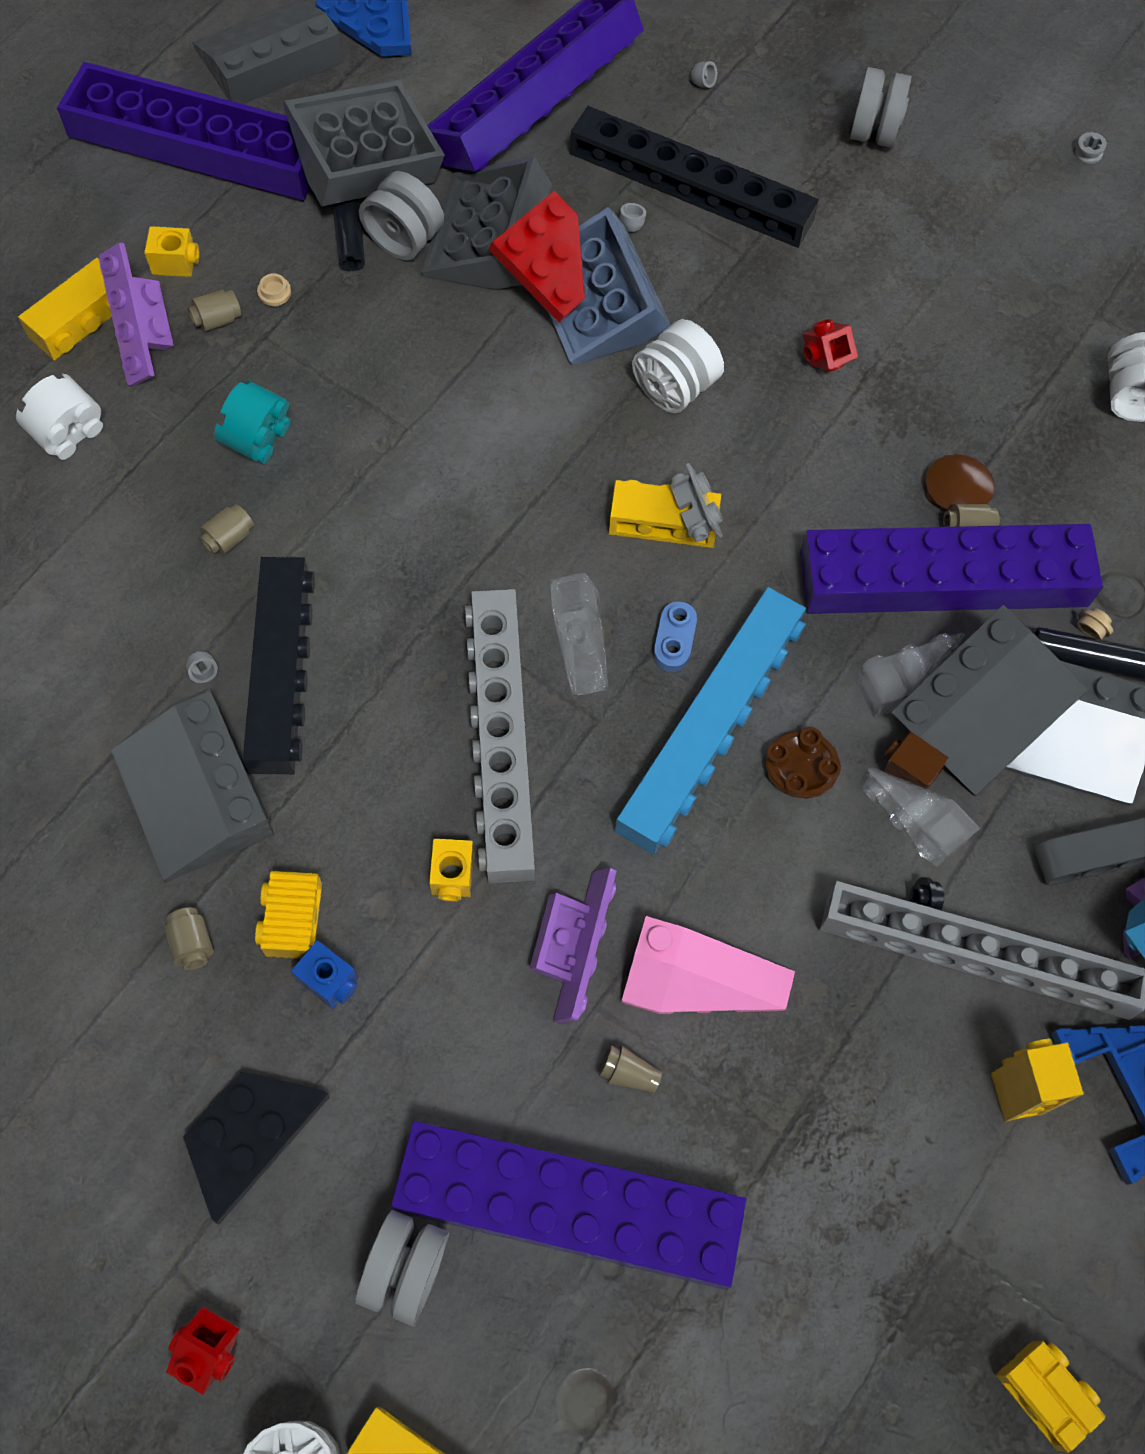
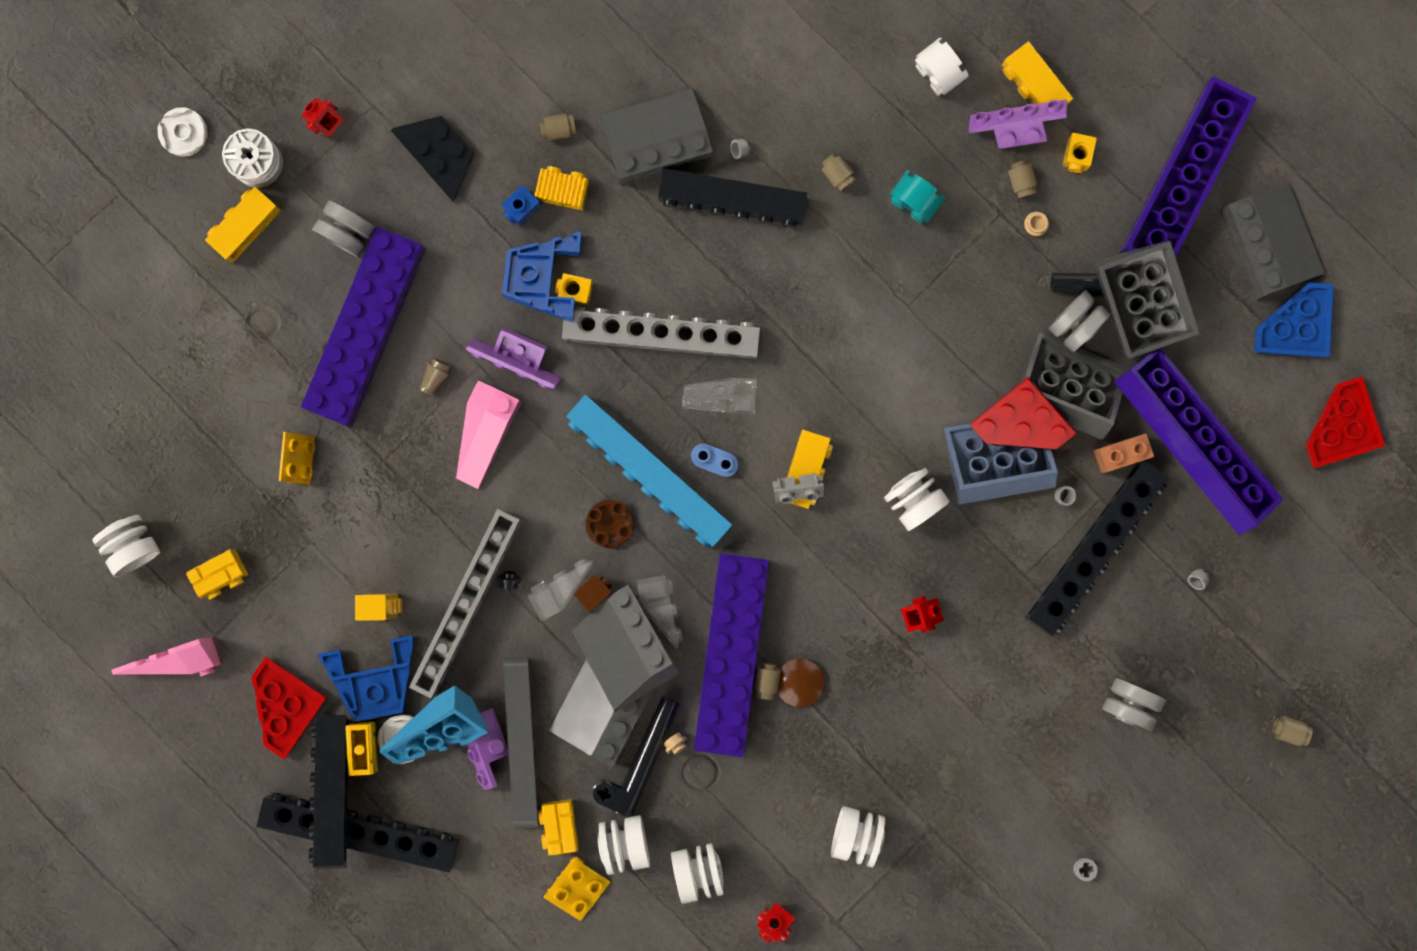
camera: 105 degrees right, 20 degrees up
(438, 938) = (530, 275): none -> blue wing
(565, 160) = (1123, 453): none -> nougat brick
(832, 1278) = (297, 458): none -> yellow hinge

